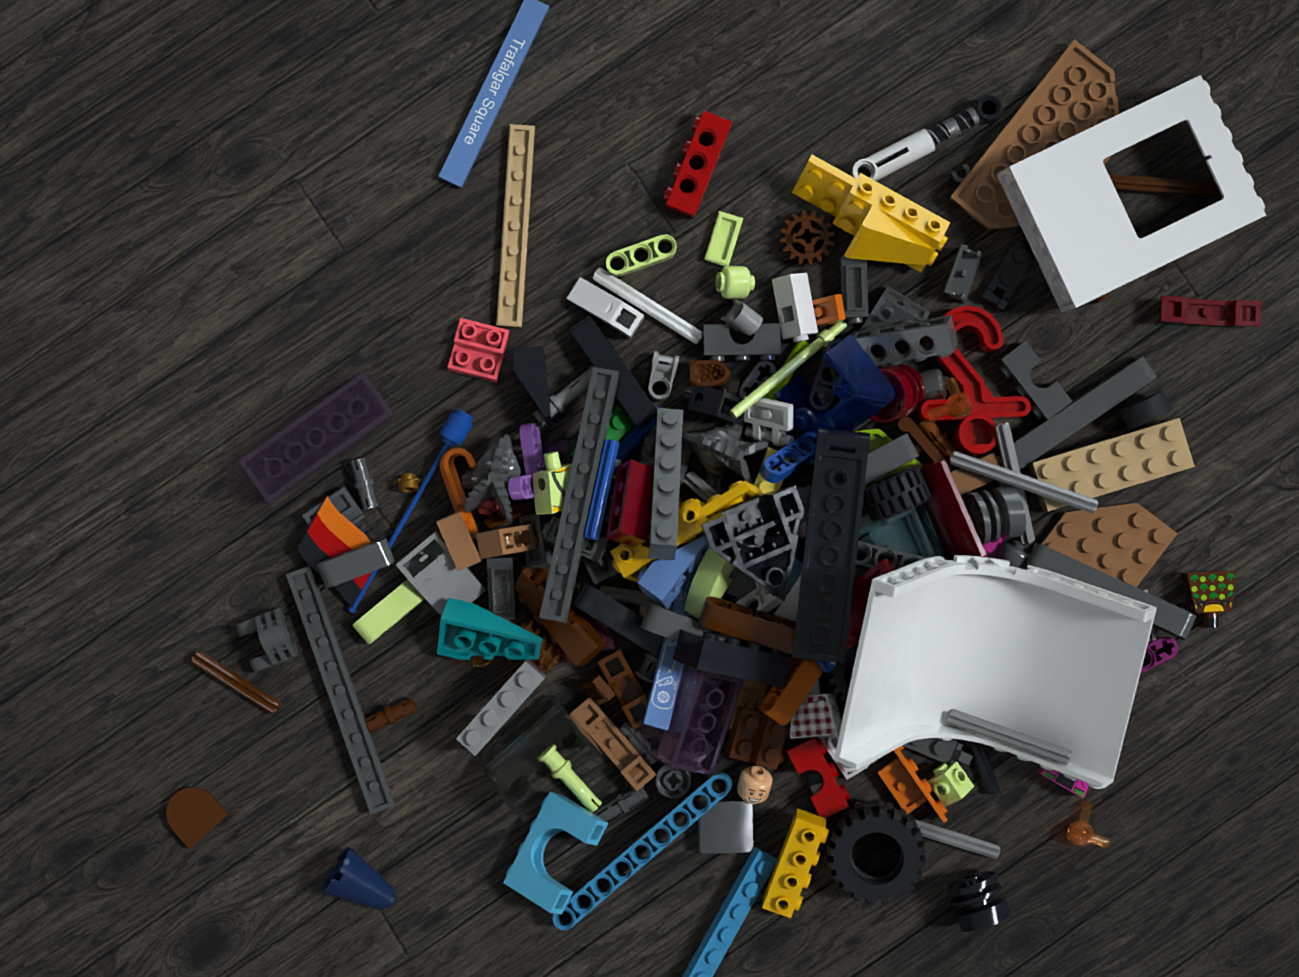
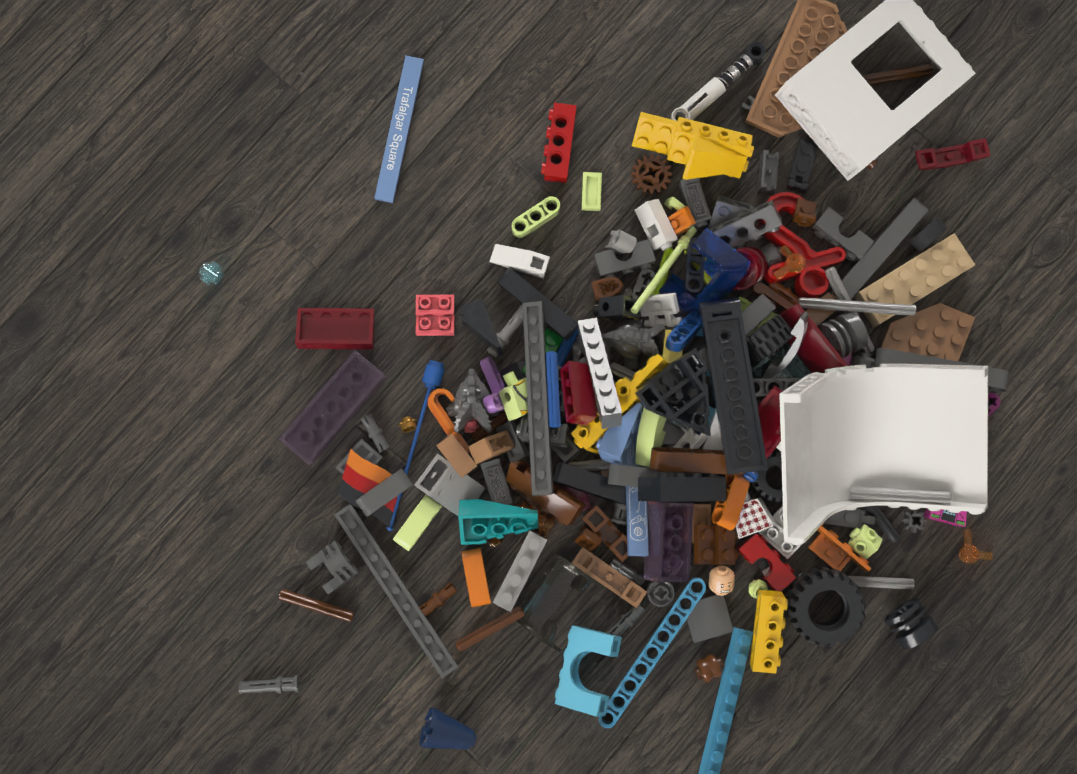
camera: 25 degrees left, 5 degrees down
(165, 769) = (279, 685): none -> dark grey pin
(194, 814) = (308, 713): reddish brown tile -> none
(203, 222) = (211, 273): none -> clear light blue gear
(345, 335) = (335, 328): none -> dark red slope
(445, 700) = (476, 577): none -> orange beam
(446, 768) = (490, 628): none -> reddish brown axle
(515, 225) = (439, 220): tan tile -> none
(562, 769) = (576, 607): yellowish green pin -> none
(648, 305) = (553, 253): white axle -> none
(662, 374) = (573, 296): light grey piece -> none
(709, 889) = (709, 668): none -> reddish brown piece
(734, 282) = (608, 219): yellowish green head -> none
(797, 802) = (755, 585): none -> yellowish green plate
(824, 282) = (673, 203): none -> yellowish green tile
(935, 497) = (800, 332): none -> slope
(991, 341) = (804, 212): none -> reddish brown bracket
(1028, 775) = (908, 521): none -> dark grey gear
(1209, 594) = (1011, 354): reddish brown torso -> none

